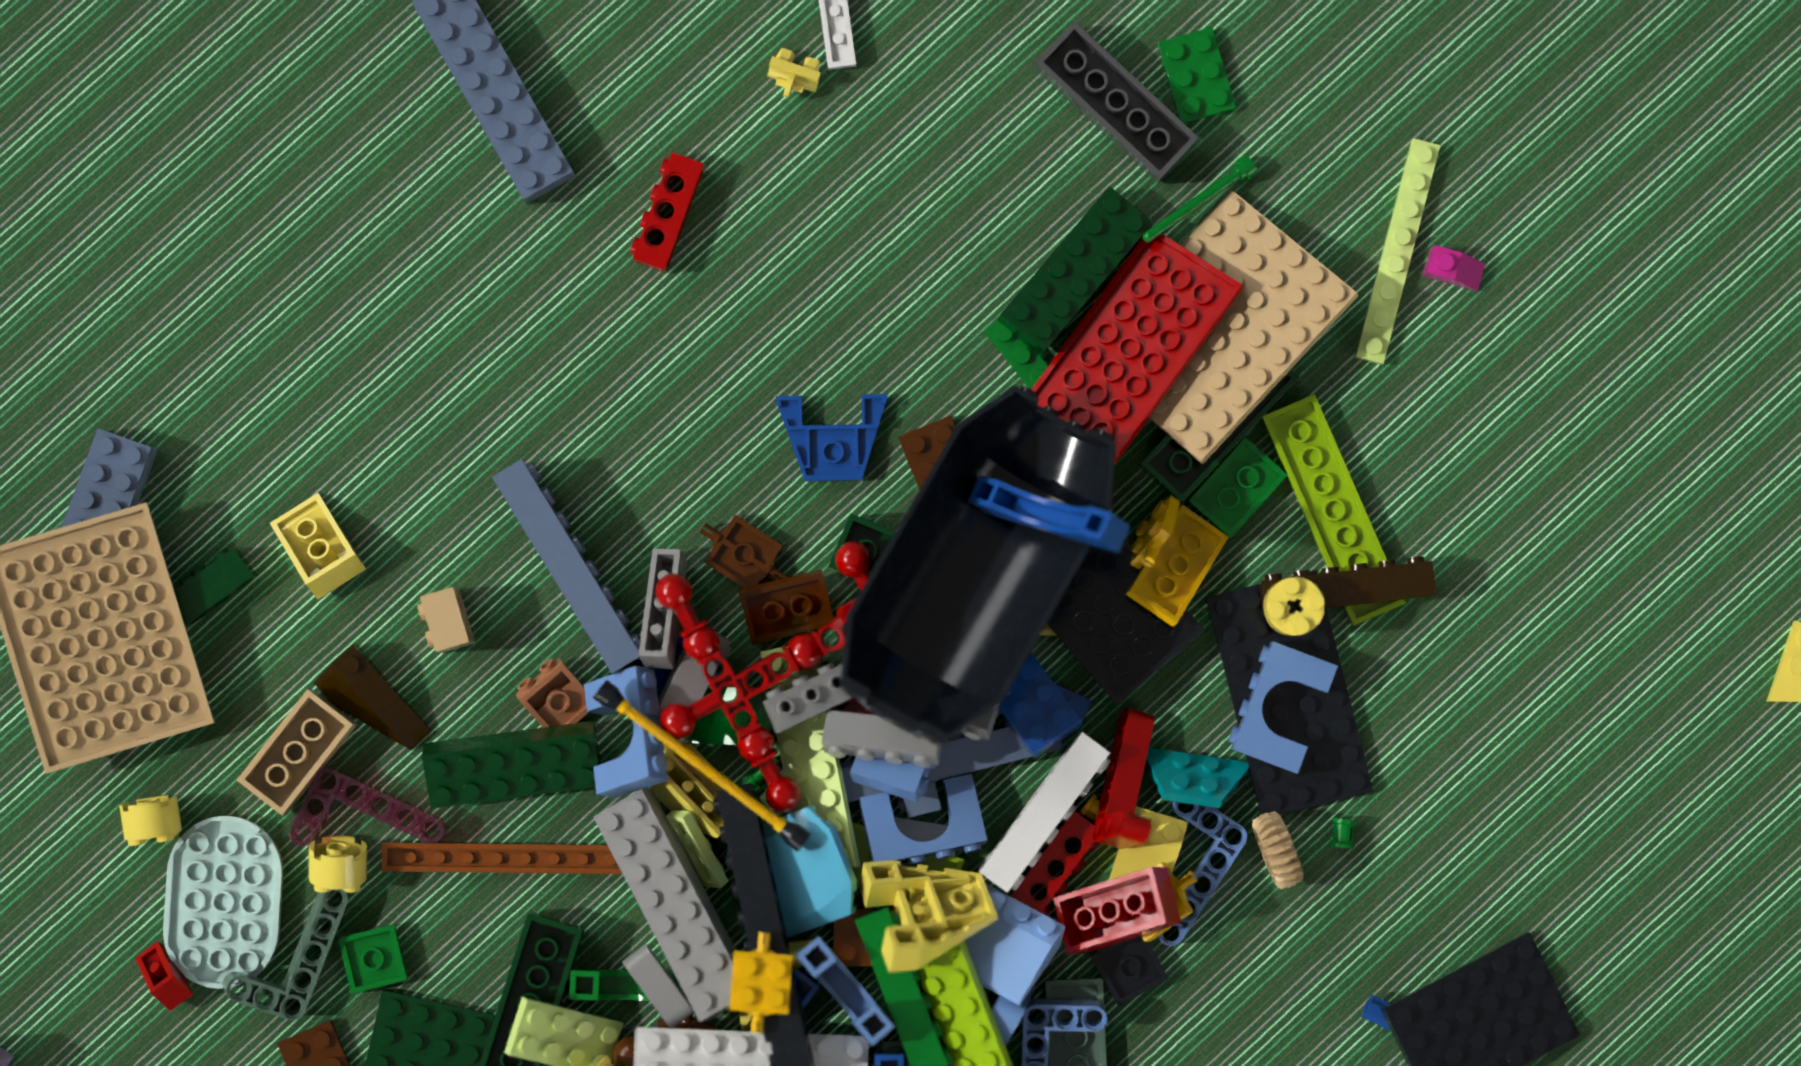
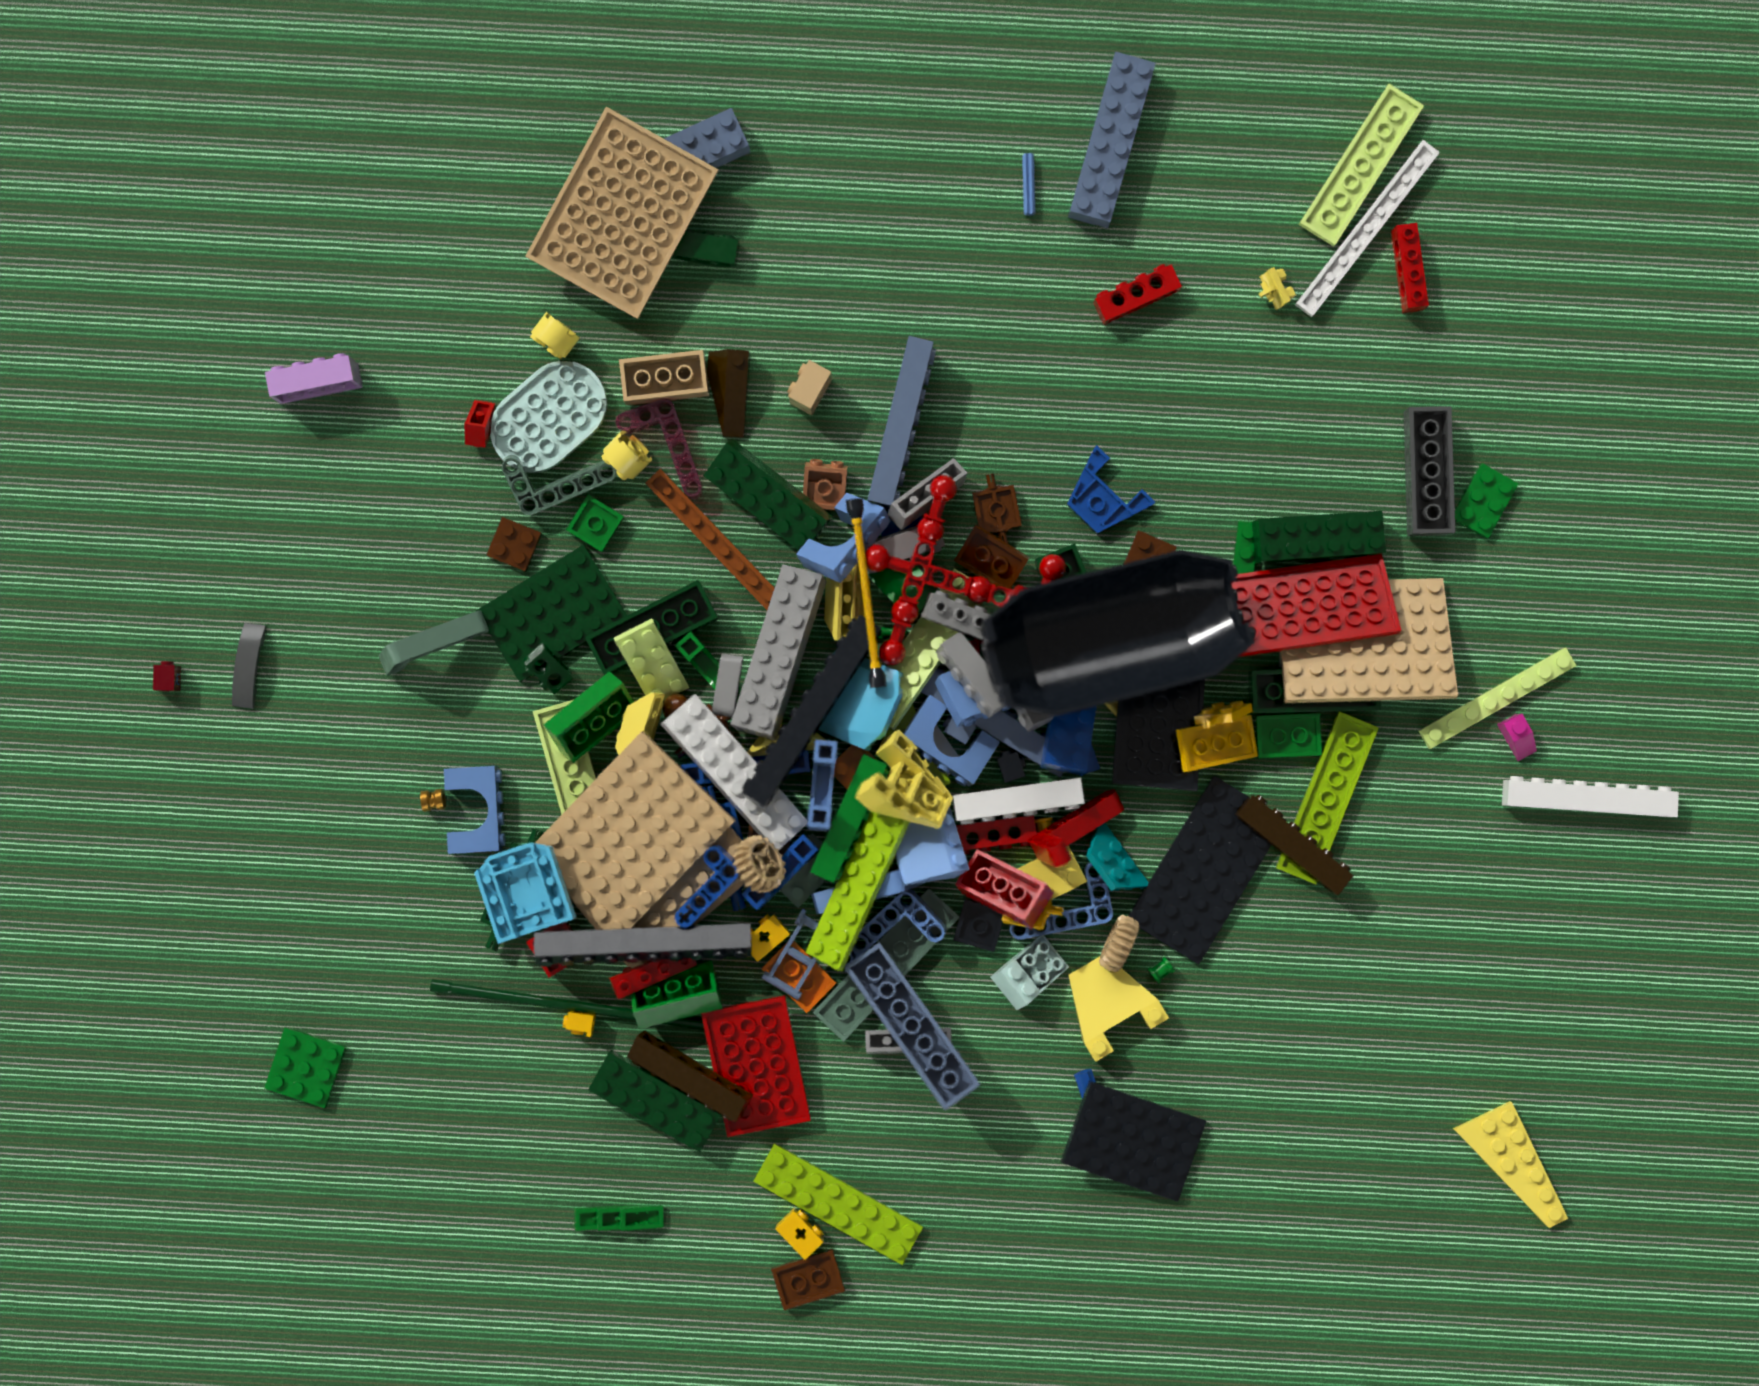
camera: 50 degrees right, 0 degrees up
(317, 546) = (781, 283): light yellow slope -> none
(457, 210) = (1028, 184): none -> medium blue axle
(697, 848) = (819, 636): yellowish green plate -> none
(760, 982) = (782, 735): yellow plate -> none
(1005, 784) = (1011, 765): none -> black brick
(1077, 523) = (1195, 668): blue arch -> none
(1221, 962) = (1029, 972): none -> light aqua slope
(1243, 170) = (1459, 574): green piece -> none
(1253, 734) = (1167, 871): medium blue arch -> none
(1309, 601) = (1248, 817): light yellow brick -> none
(1321, 914) = (1107, 999): none -> light yellow wedge
(1580, 258) = (1590, 798): none -> white brick

